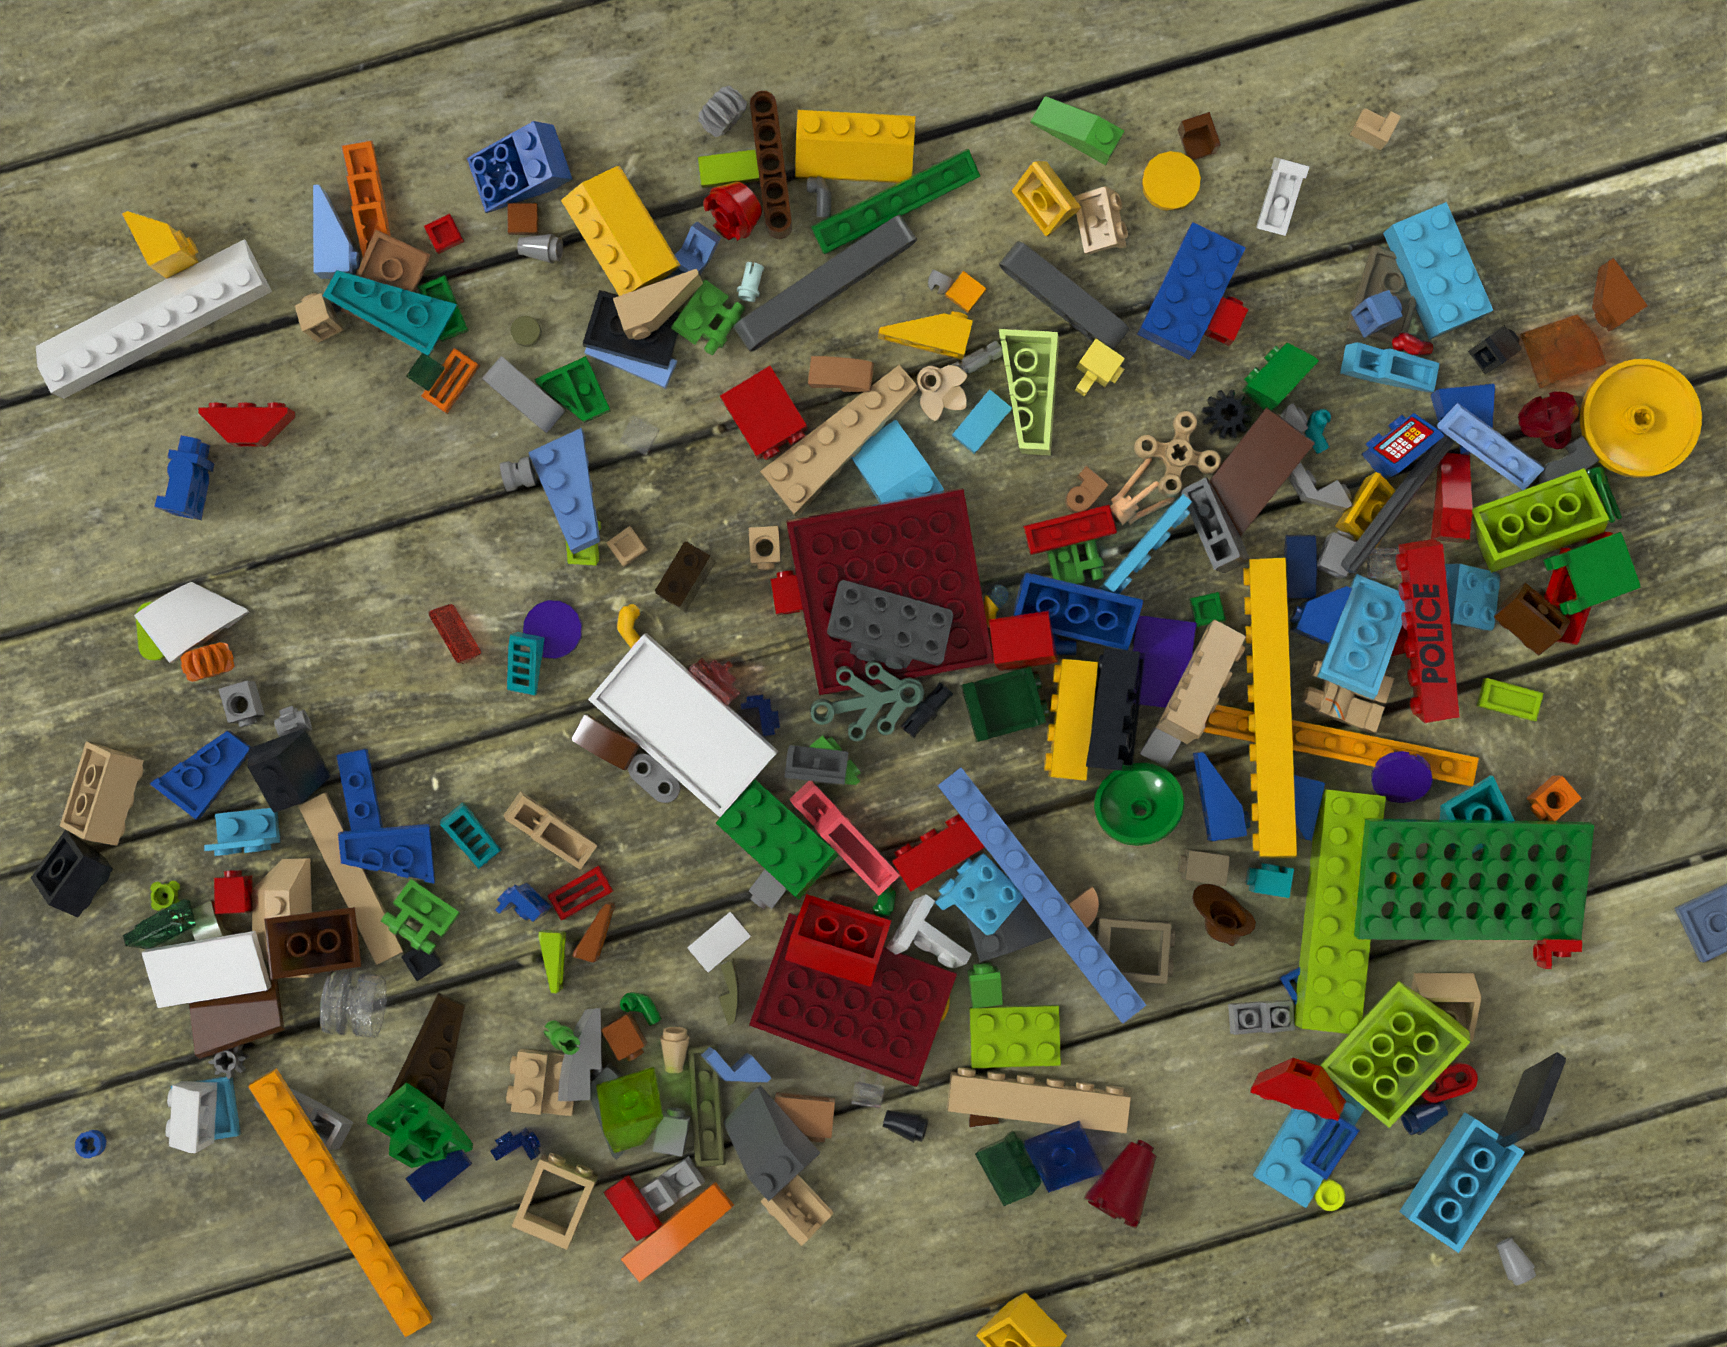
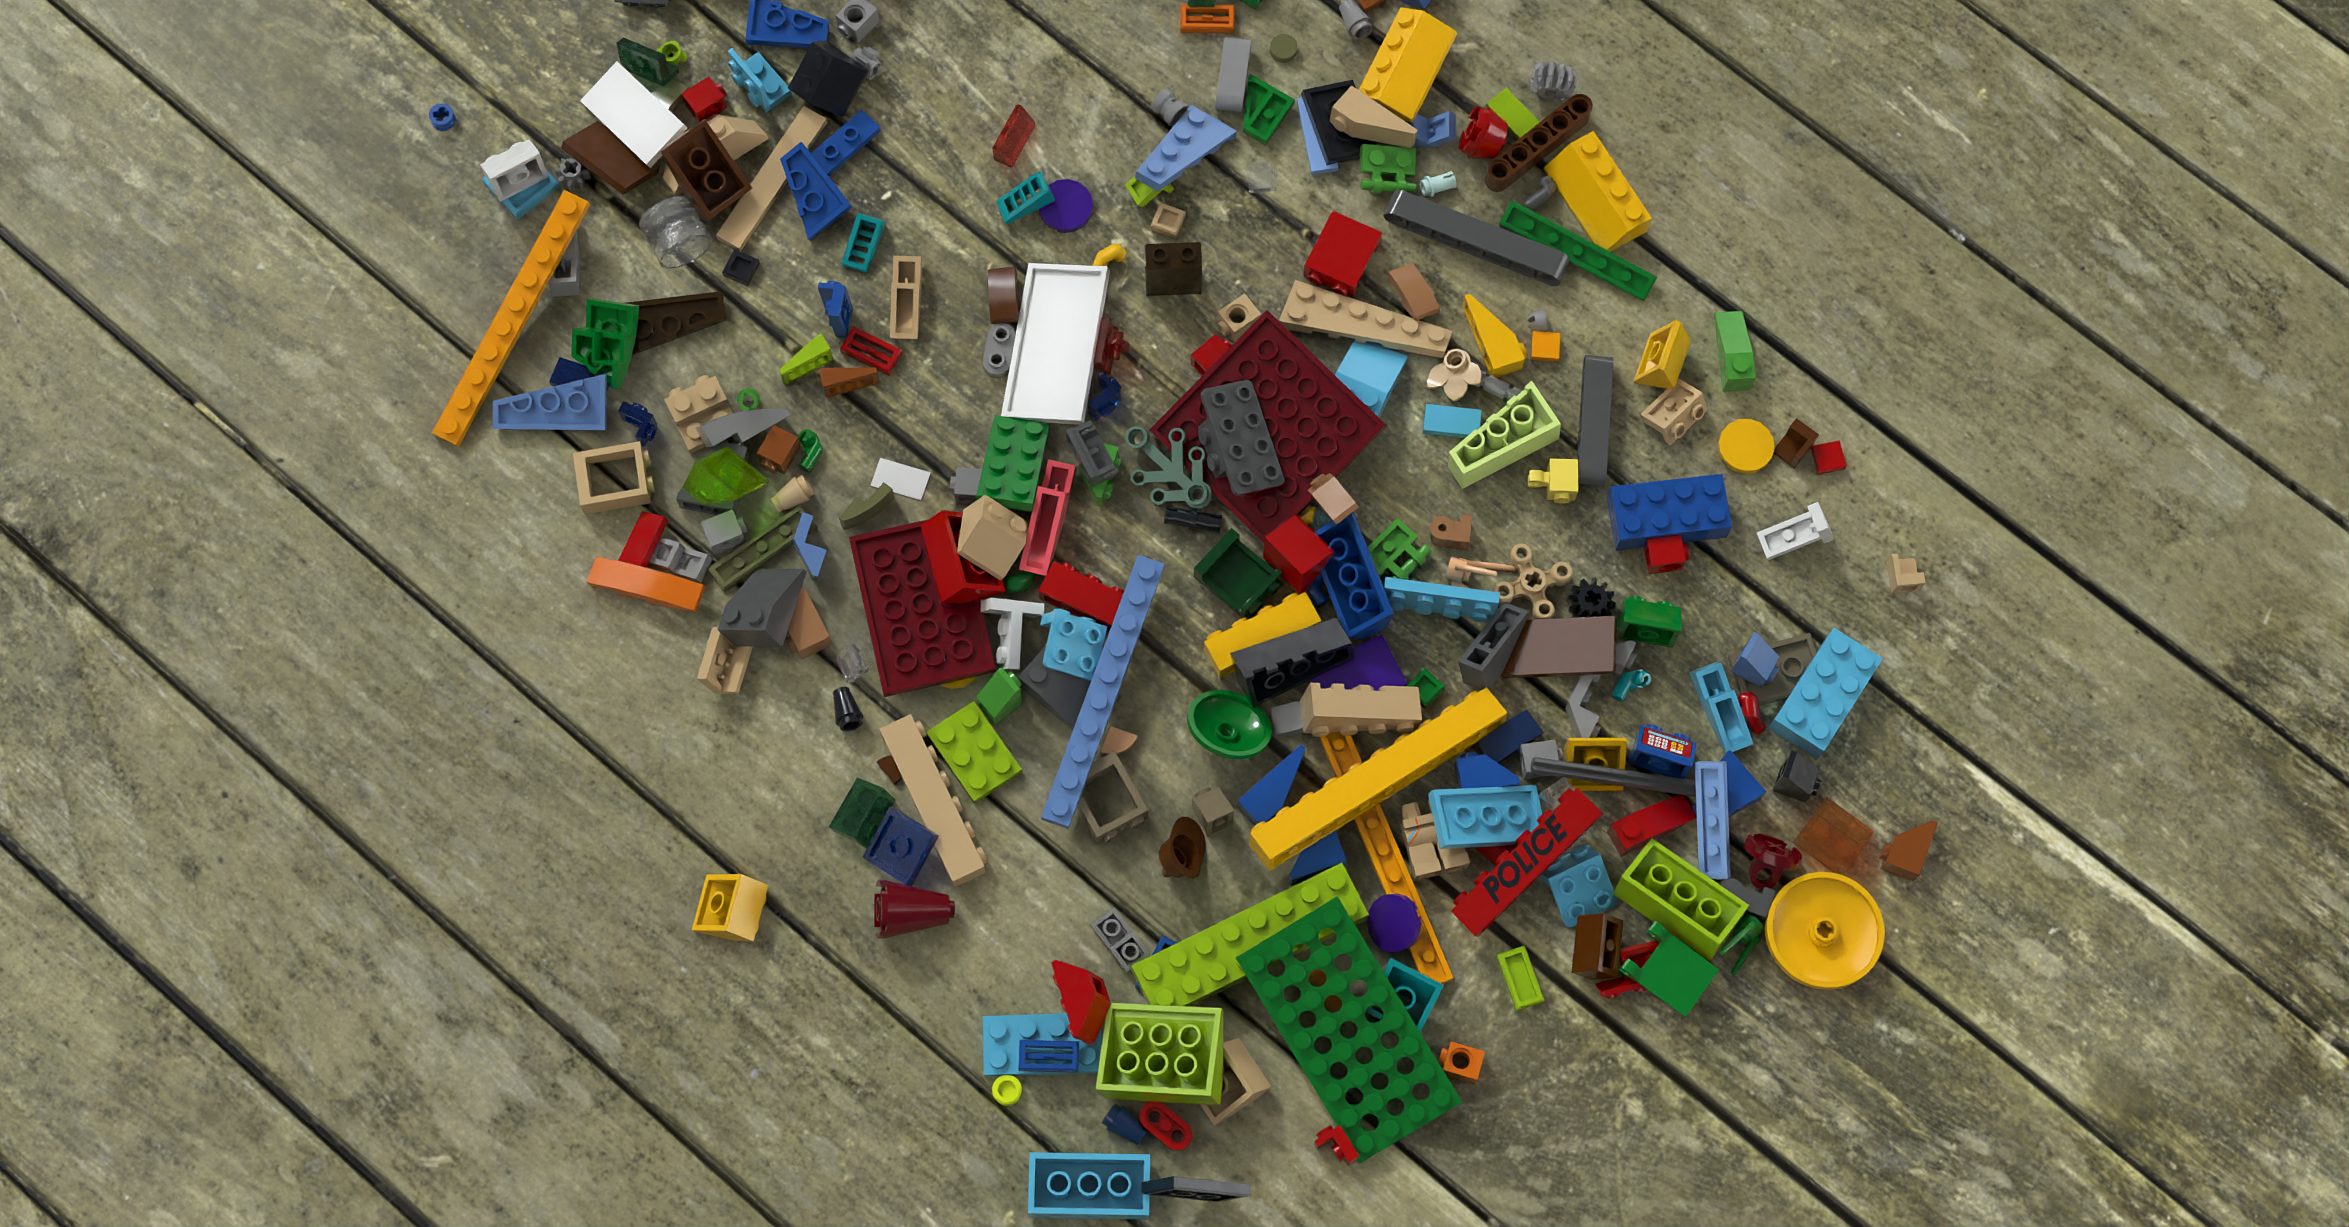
camera: 55 degrees right, 15 degrees down
(426, 909) = (784, 243): bright green plate -> none
(457, 1207) = (560, 407): none -> medium blue wing
(838, 905) = (991, 536): none -> tan slope
(1002, 582) = (1332, 497): none -> medium nougat slope
(1070, 530) = (1412, 535): red tile -> none
(1228, 116) = (1828, 457): none -> red tile
(1269, 880) = (1237, 872): teal brick -> none

